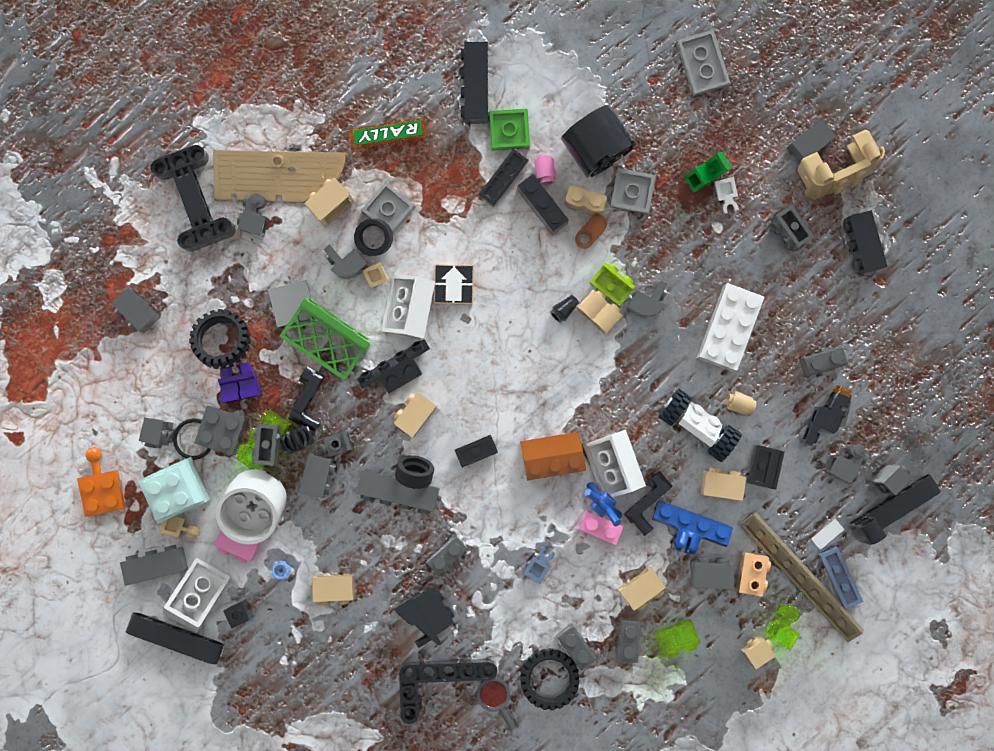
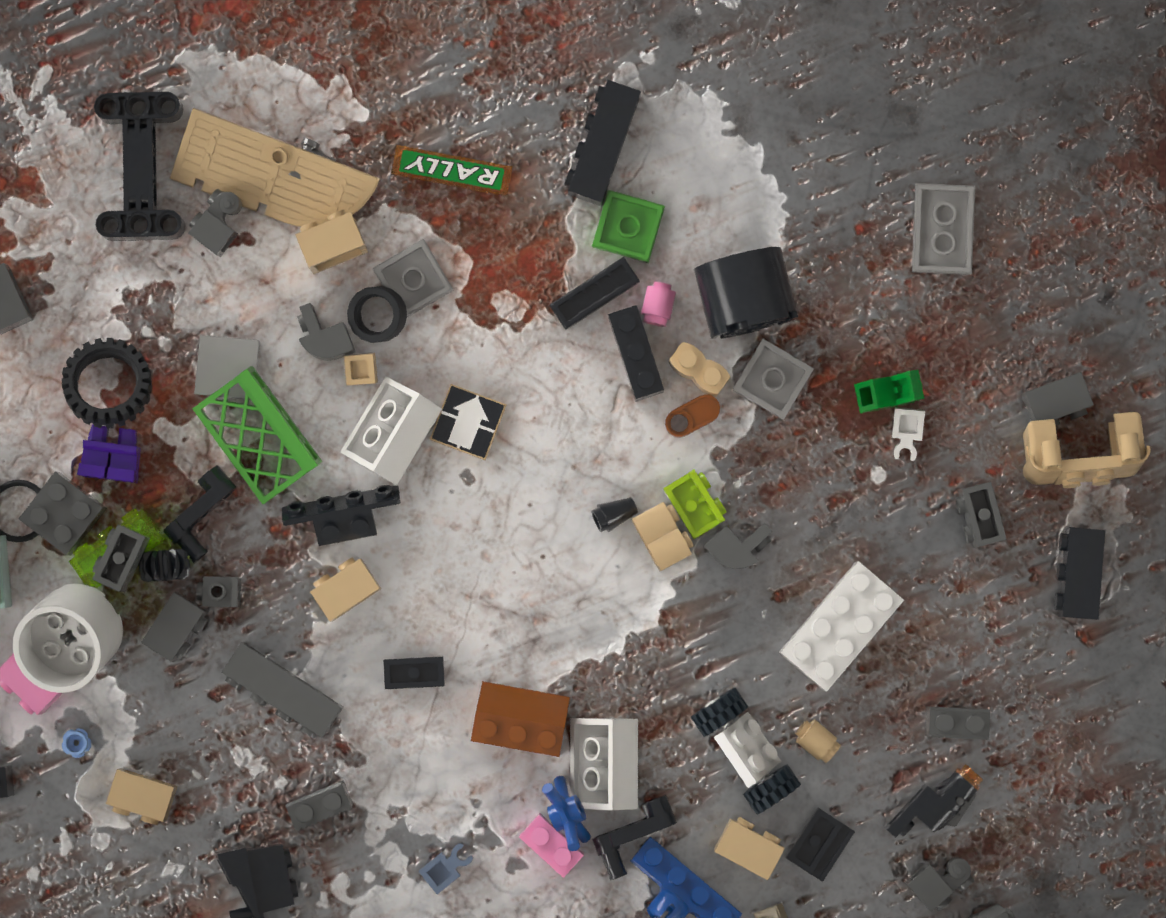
camera: 25 degrees right, 0 degrees up
(414, 480) = (309, 682): black tyre -> none

